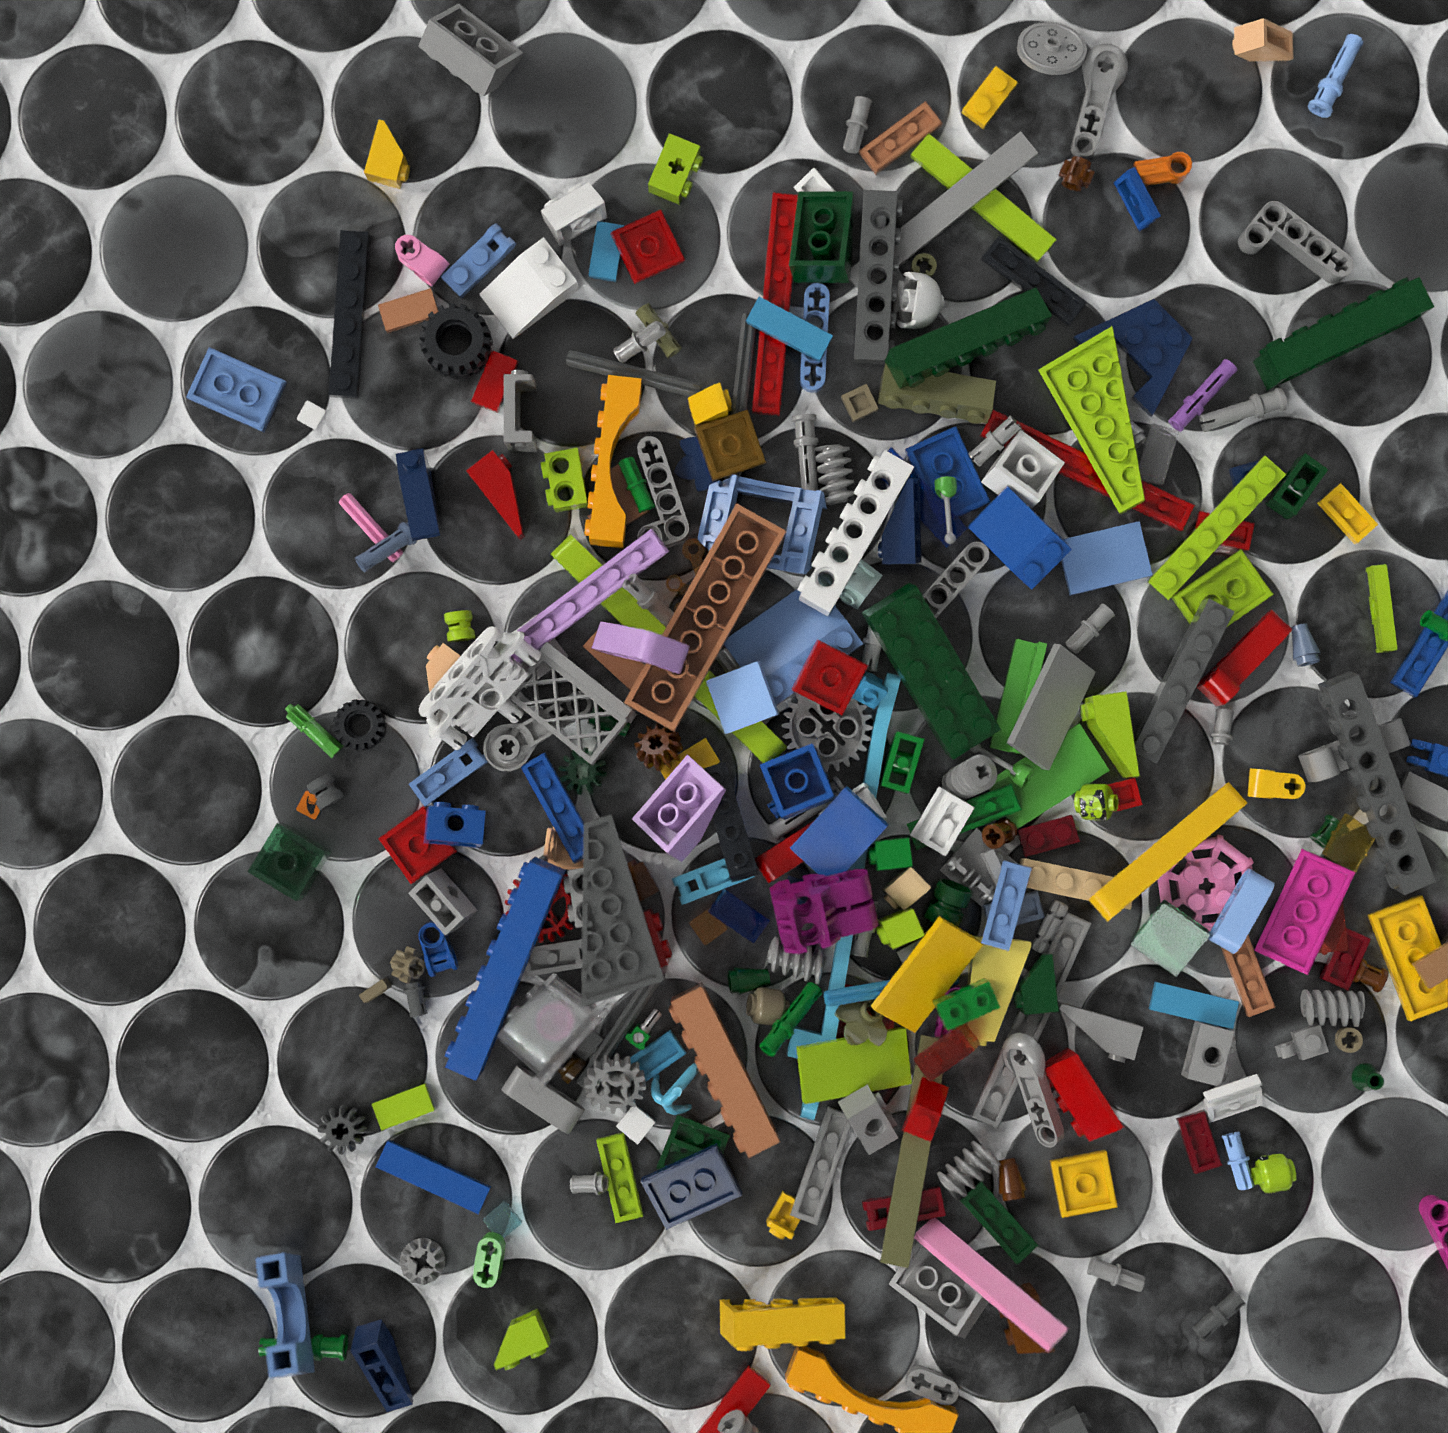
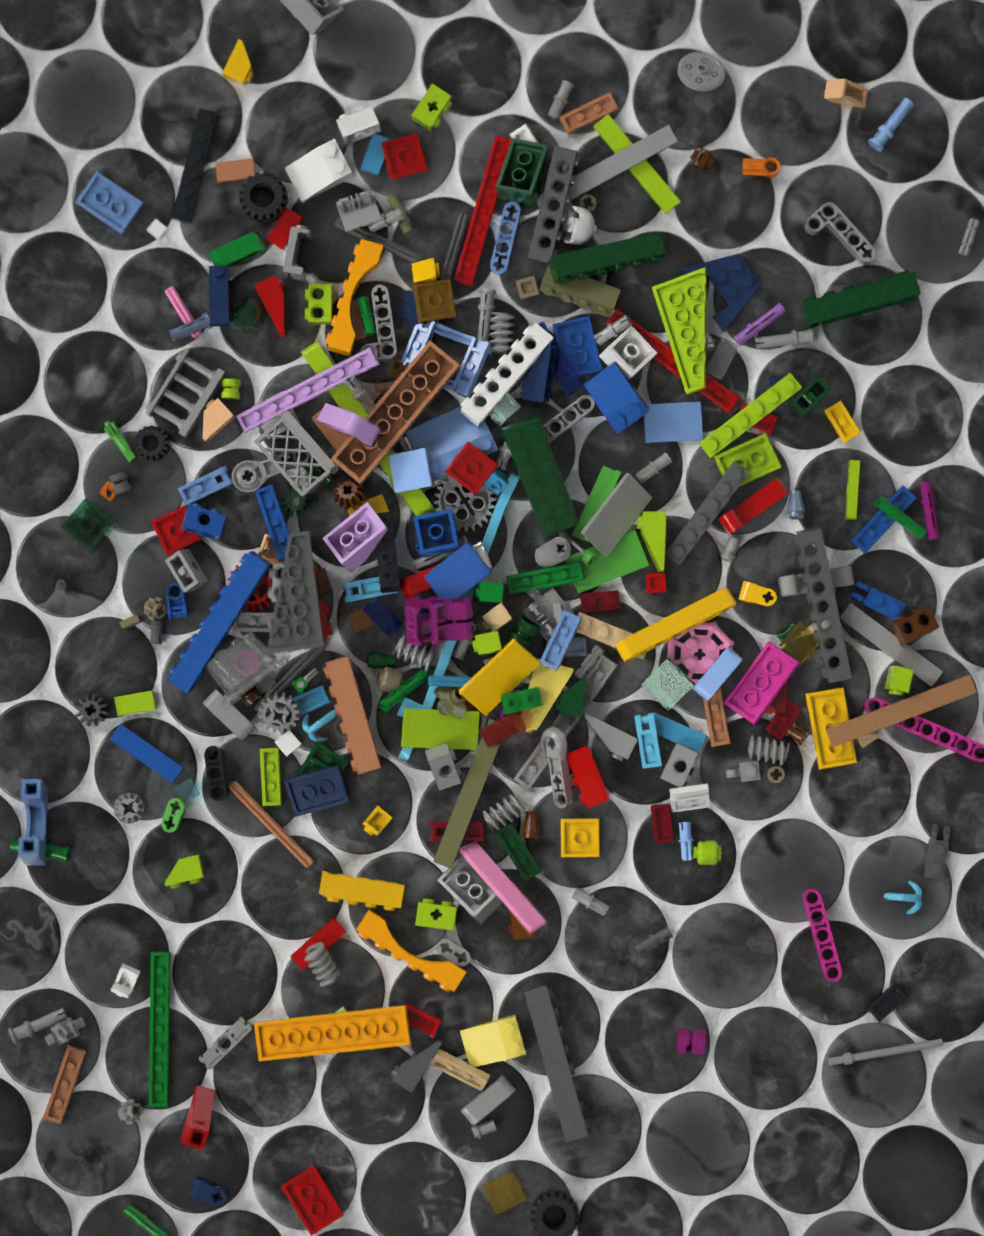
camera: 15 degrees right, 0 degrees up
(381, 1364) = (90, 871): dark blue slope -> none
(414, 664) = (205, 393): none -> light grey fence
(423, 262) = (251, 140): bright pink piece -> none
(433, 424) = (238, 250): none -> green beam
(463, 515) = (247, 315): none -> clear green cylinder
(474, 674) = (233, 423): white piece -> none
(478, 261) = (288, 145): medium blue plate -> none
(539, 1202) = (222, 780): none -> black beam
(589, 1183) = (249, 776): light grey pin -> none
(596, 336) = (358, 211): none -> light grey hinge
(633, 1247) = (271, 824): none -> nougat axle
(789, 329) = (488, 229): dark azure tile -> none
(821, 1166) = (406, 793): light grey tile -> none
(901, 762) = (509, 533): green brick -> none
(911, 1342) = (425, 918): none -> lime brick
(925, 1109) = (482, 766): red slope -> none
(942, 821) = (529, 577): white plate -> none
(945, 489) = (573, 356): hinge -> none
(989, 97) = (654, 96): yellow plate -> none
(999, 837) = (567, 590): reddish brown bush -> none
(1029, 275) = (658, 222): black tile -> none
(1095, 802) = (635, 584): lime head -> none
(1098, 92) = (728, 105): light grey beam -> none
(1137, 199) = (739, 184): blue tile -> none
(1158, 1027) = (648, 741): none -> medium azure plate
(1361, 1077) = (777, 801): dark green cone -> none

